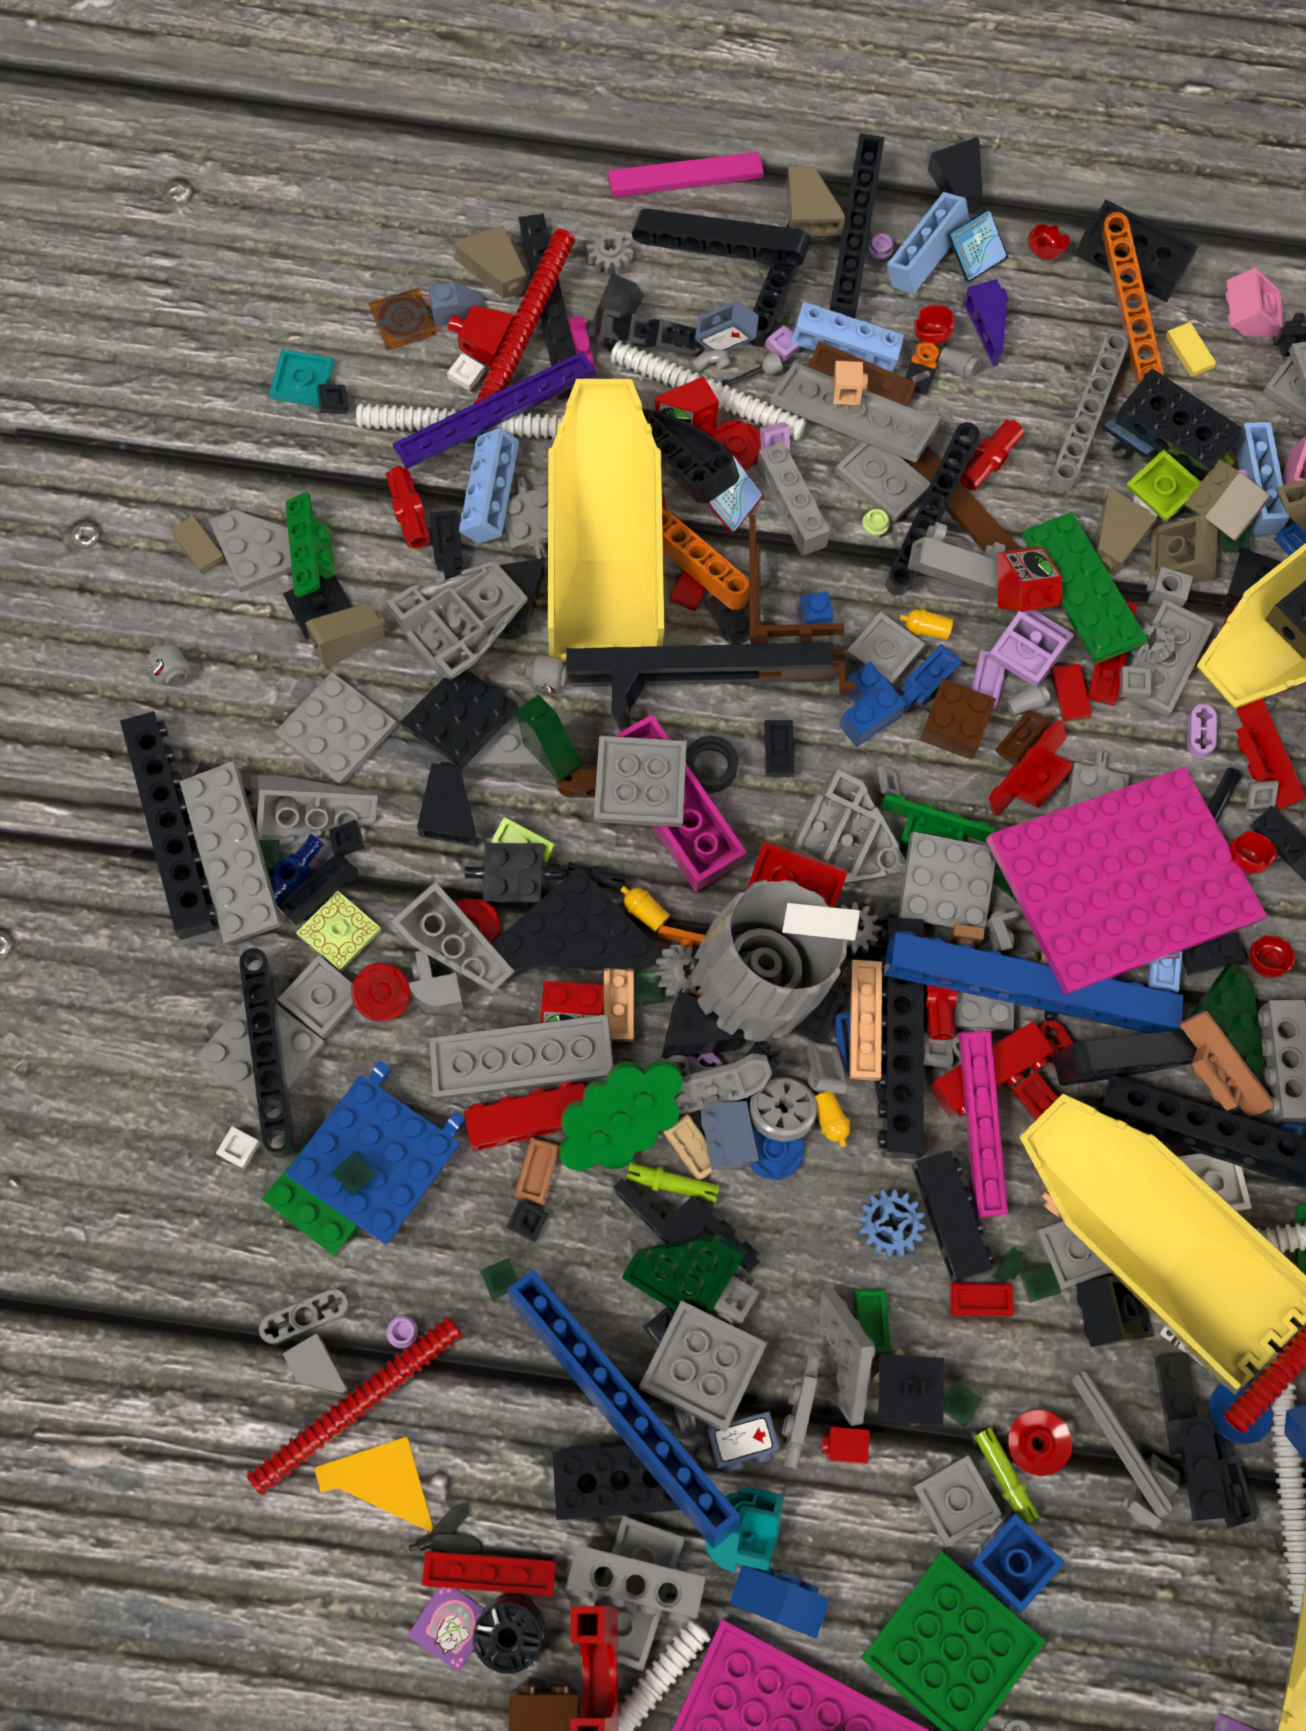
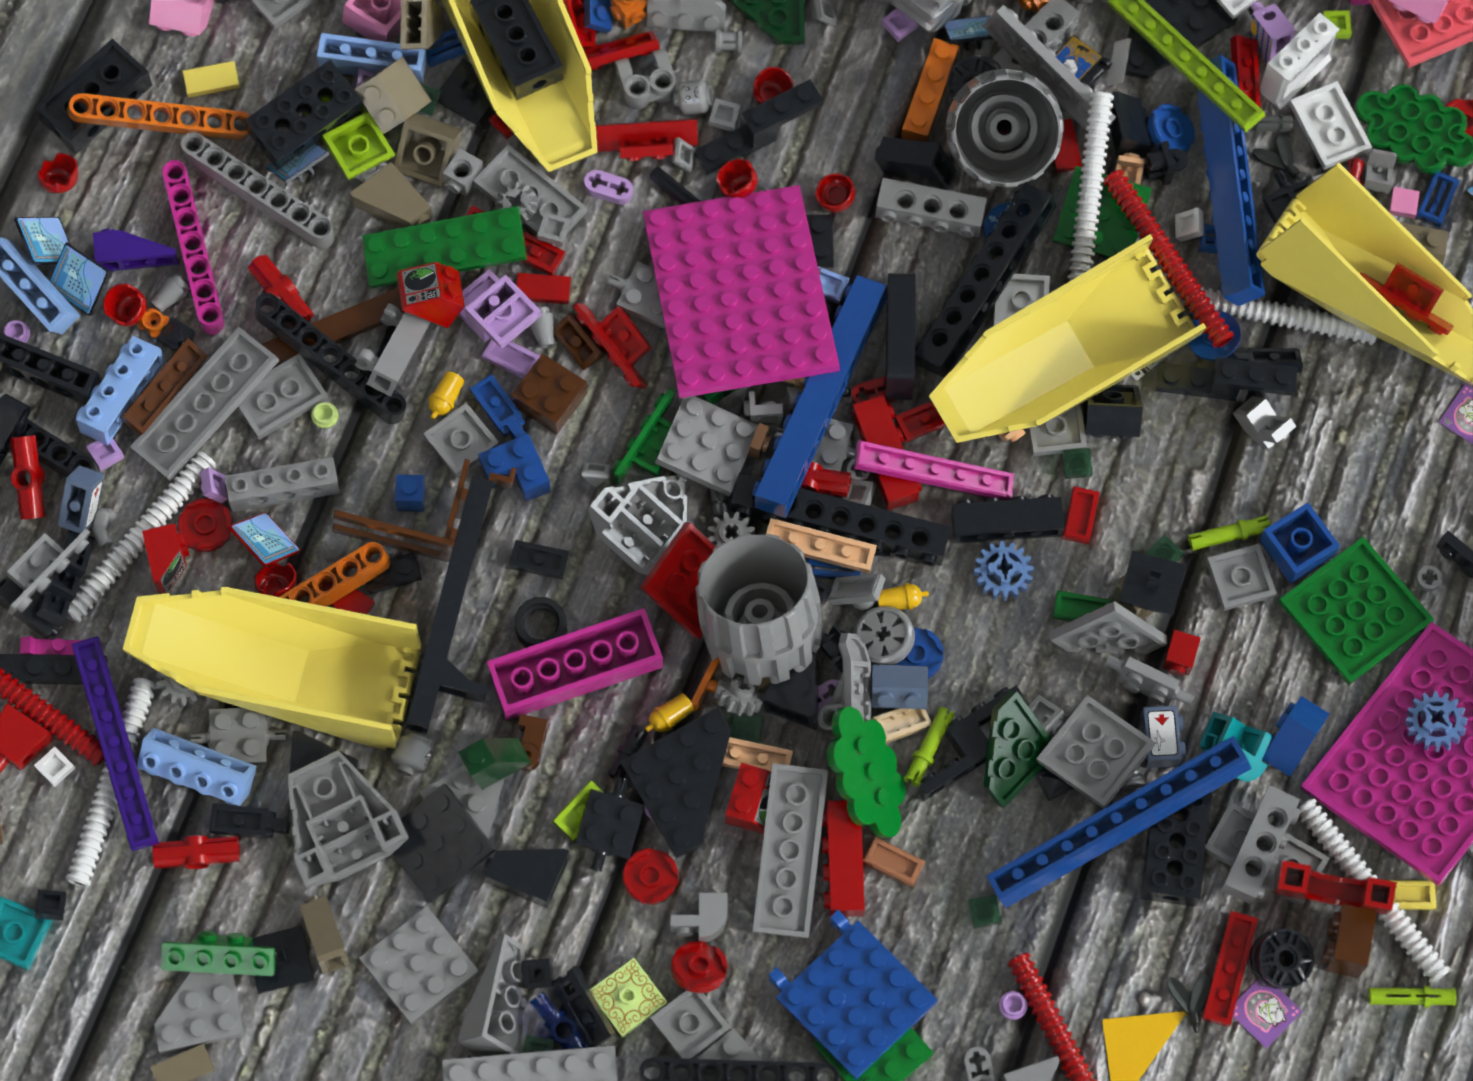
camera: 75 degrees left, 0 degrees up
(353, 1174) = (873, 1012): plate -> none
(446, 934) = (659, 894): light grey wedge -> none
(527, 1220) = (937, 878): black tile -> none
(640, 781) = (556, 684): light grey plate -> none
(645, 297) = (38, 563): none -> light grey bracket
(692, 457) = (220, 560): black beam -> none
(692, 514) = (275, 579): none -> red hair
(737, 281) = (26, 460): none -> red piece
(770, 364) = (124, 470): hinge -> none
(821, 921) = (742, 550): white sticker -> none
(848, 382) = (177, 399): light nougat brick -> none
(948, 280) = (79, 278): none -> piece
(1008, 1266) = (1058, 484): clear green plate -> none
(1048, 354) = (193, 258): none -> dark pink beam
(1055, 1440) = (1209, 487): red dish -> none
(1123, 1444) = (1222, 433): light grey axle -> none
(1223, 1068) = (929, 261): nougat bracket -> none
(1234, 1010) = (887, 245): dark green plate -> none

